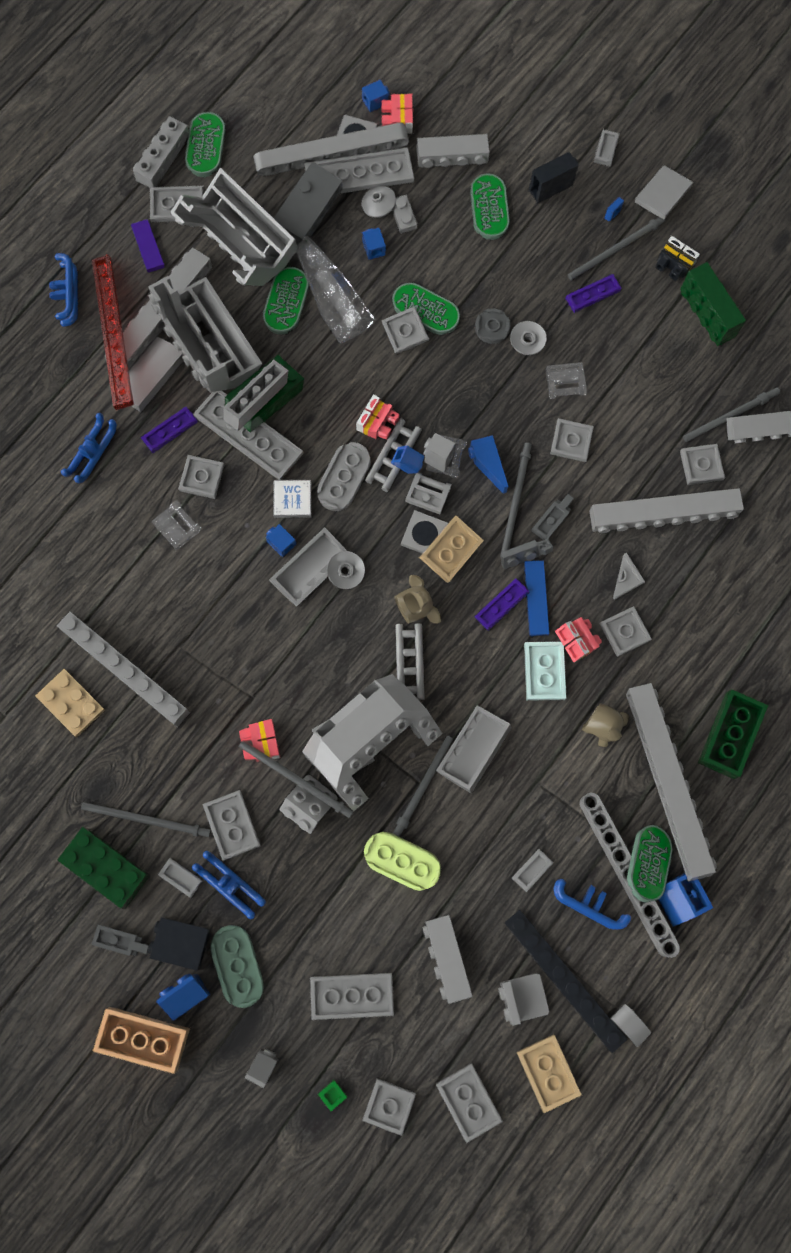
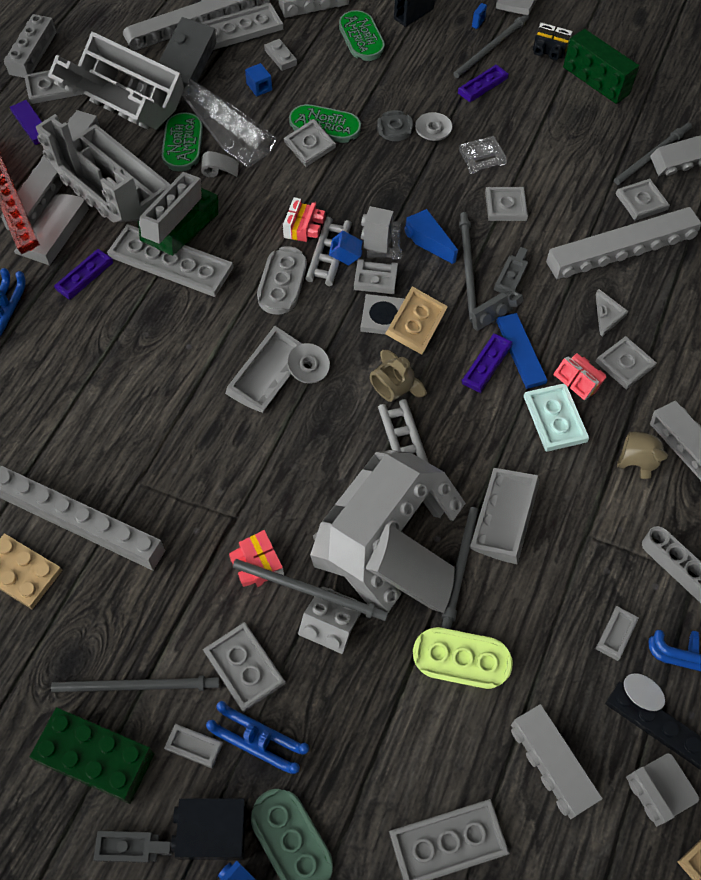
camera: 10 degrees left, 15 degrees down
(172, 530) = (106, 366): clear plate -> none
(201, 476) = (128, 310): light grey tile -> none
(205, 144) = (72, 33): tile -> none
(280, 540) = (229, 350): blue brick -> none
(292, 498) = (232, 310): white tile -> none
(311, 334) = (214, 161): none -> light grey panel
(378, 207) = (254, 48): light grey dish -> none
(380, 785) = (412, 569): none -> light grey slope
(536, 923) = (644, 692): none -> white sticker

